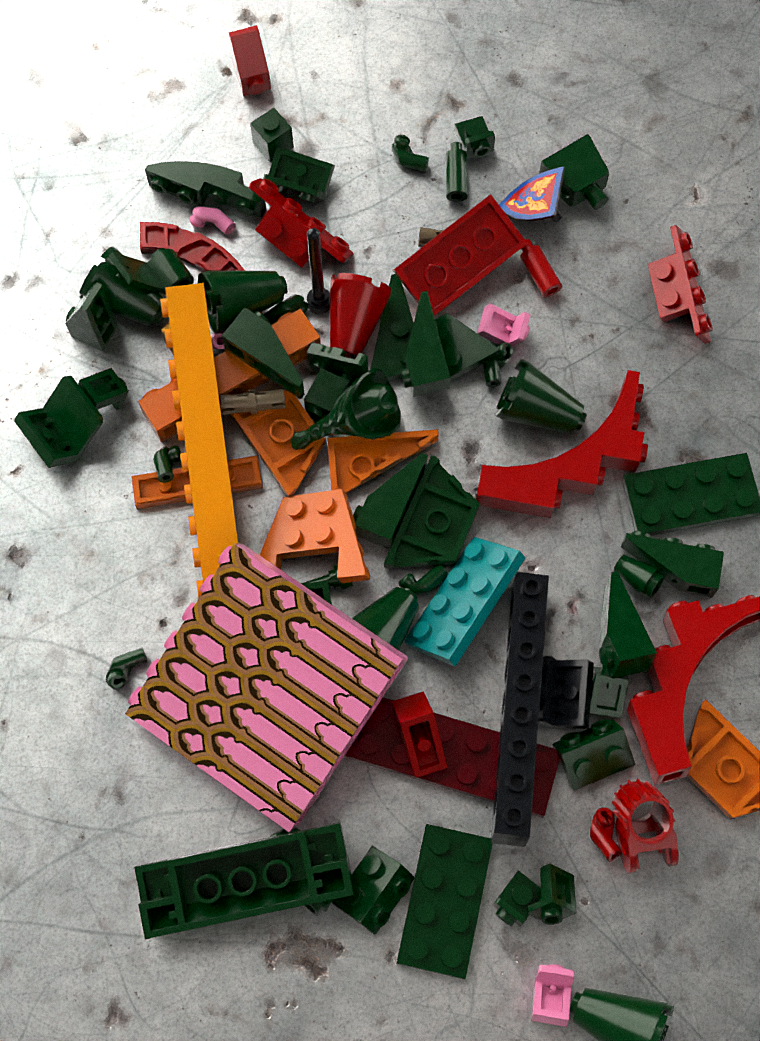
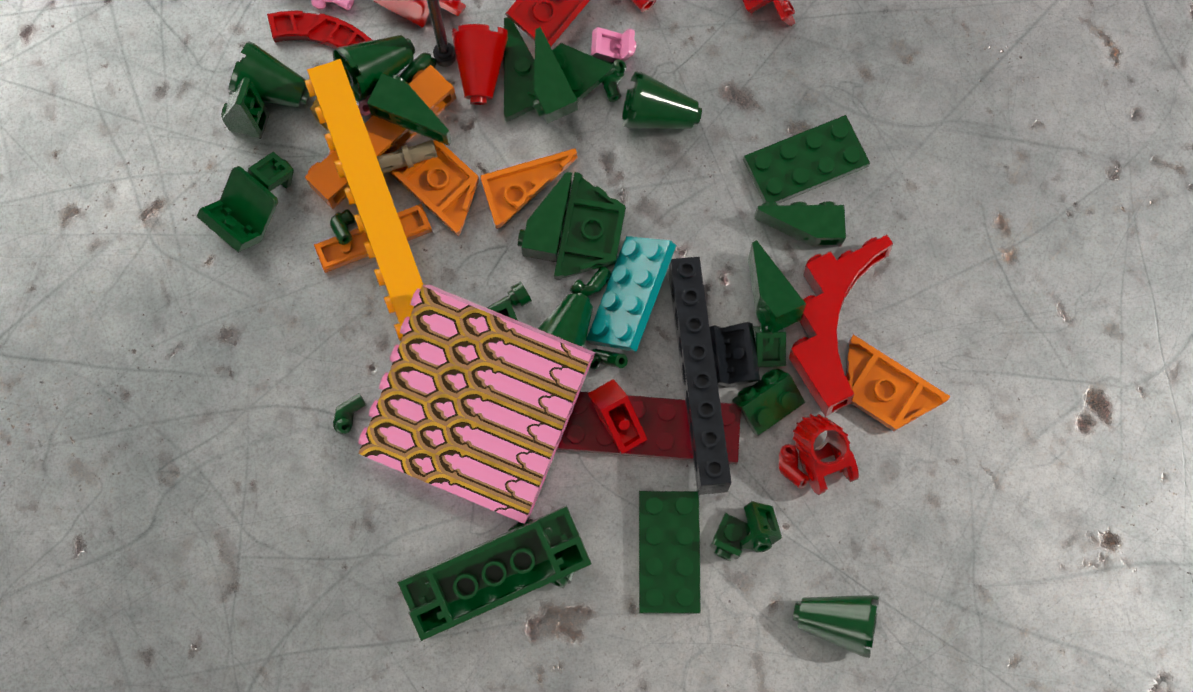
camera: 15 degrees left, 5 degrees up
(161, 271) = (295, 59): dark green door -> none
(317, 526) = (488, 255): orange wing -> none
(324, 393) = (471, 139): dark green brick -> none
(332, 360) = (470, 107): dark green wing -> none
(363, 410) = (506, 145): dark green hat -> none
(377, 889) = (610, 553): dark green bracket -> none
(422, 667) = (608, 359): none -> dark green arm
(539, 486) = (674, 180): red arch -> none
(552, 995) = (776, 609): bright pink bracket -> none
(639, 575) = (776, 240): dark green cone -> none

